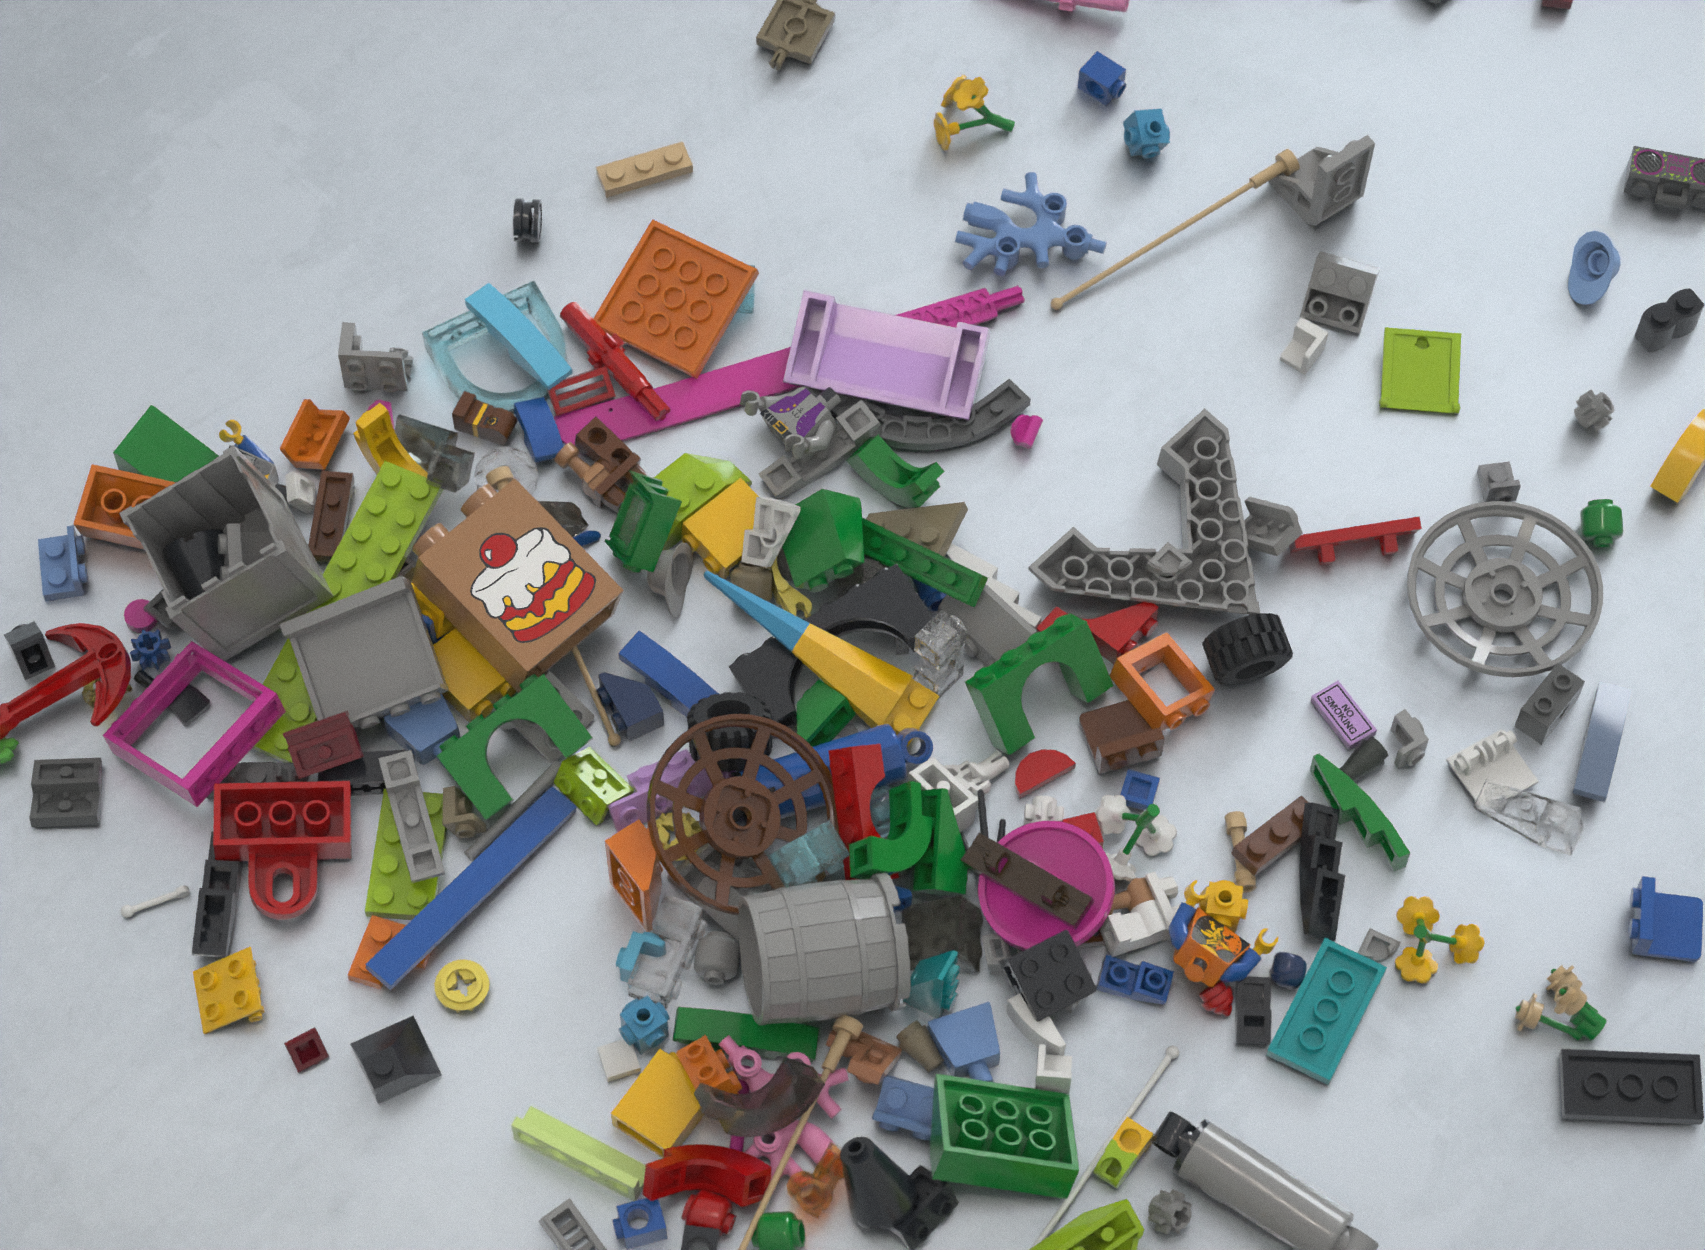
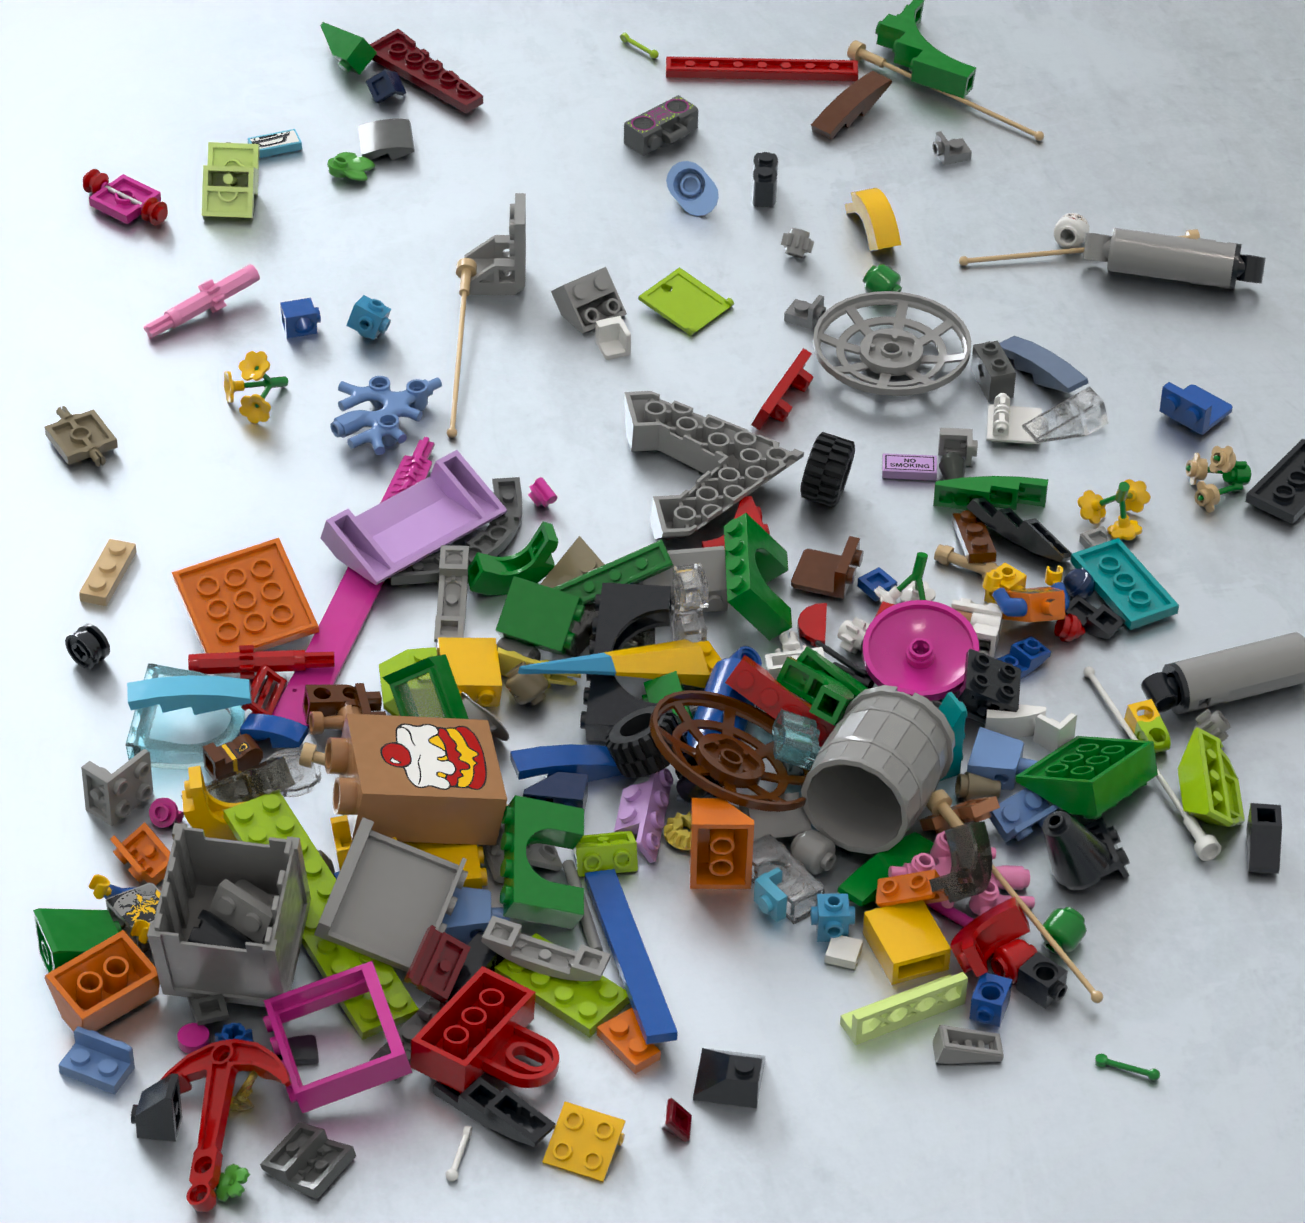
camera: 55 degrees left, 20 degrees down
(447, 981) = (692, 1002): light yellow gear -> none
(459, 814) = (561, 934): dark tan bracket -> none
(770, 529) = (507, 632): white slope -> none
(796, 418) = (418, 590): light grey torso -> none
(824, 1181) = (1045, 888): clear orange plate -> none
(1027, 881) = (910, 652): dark brown hinge -> none
(1161, 649) = (810, 527): orange window -> none
(1168, 561) = (725, 467): light grey tile -> none
(1270, 526) = (744, 410): light grey bracket -> none

